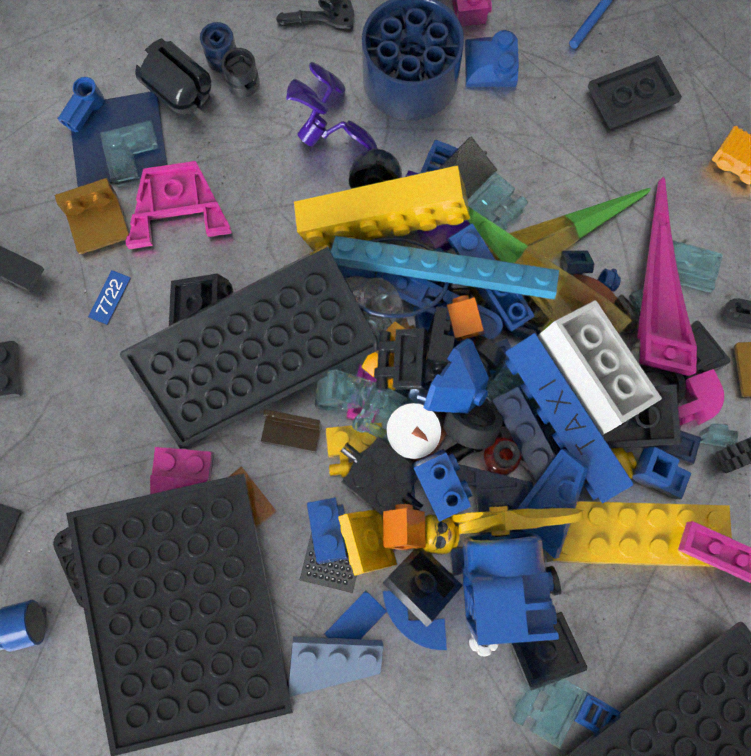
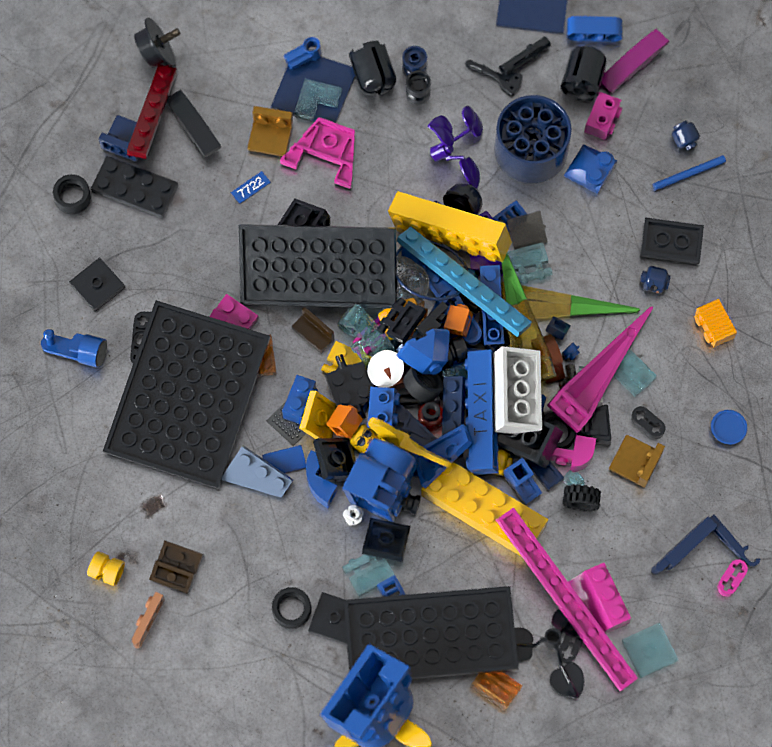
camera: 30 degrees right, 5 degrees down
(647, 144) = (655, 279): none -> dark blue head

